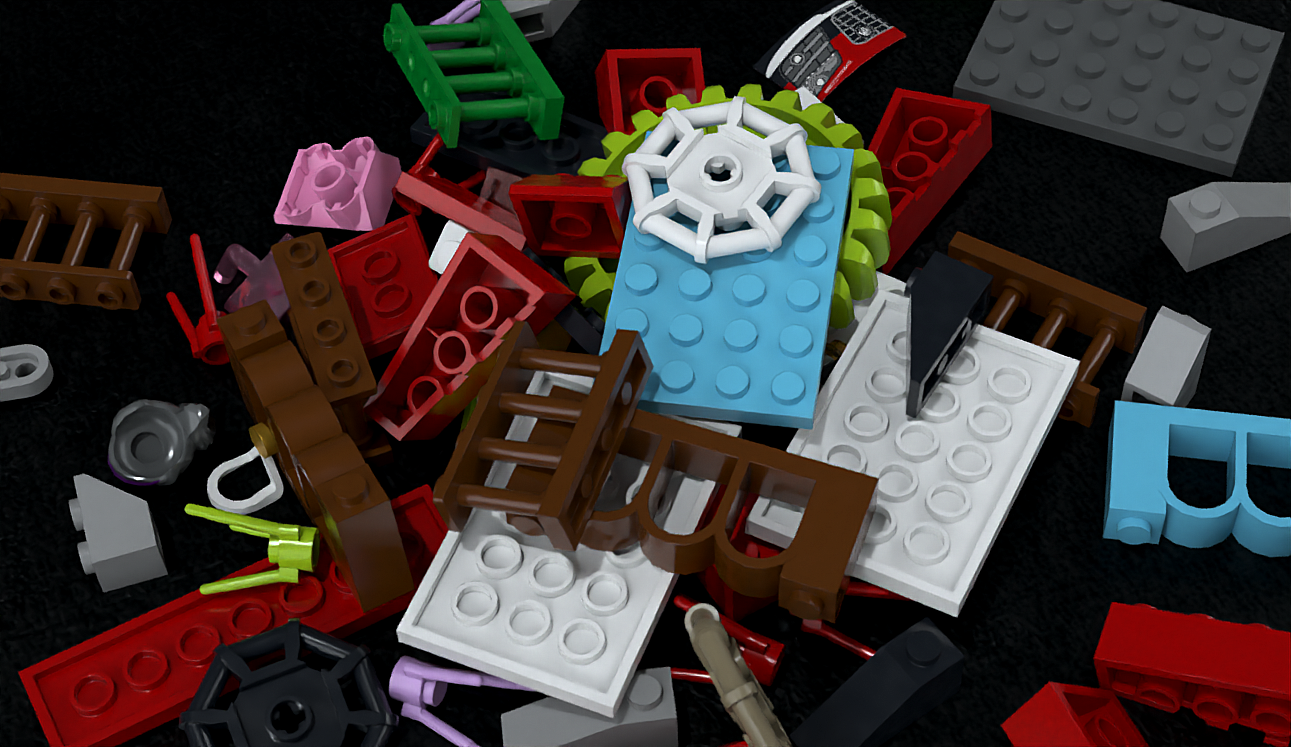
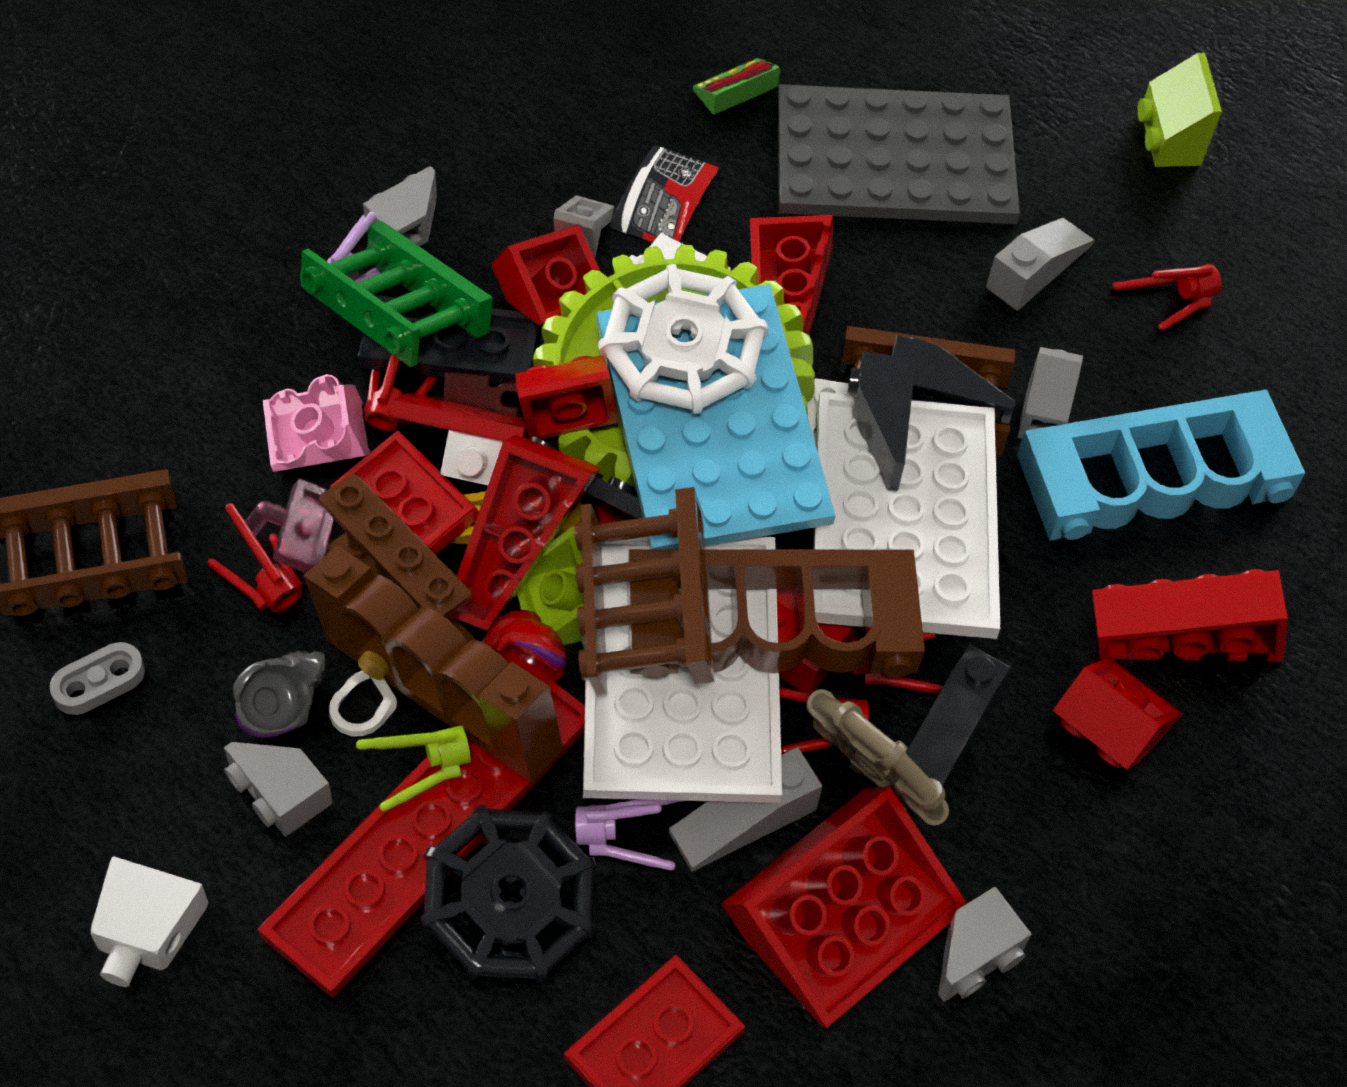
camera: 30 degrees left, 5 degrees up
(418, 461) = (525, 637): none -> red hair
(720, 50) = (586, 212): none -> light grey slope
(1032, 311) = (947, 380): none -> black slope

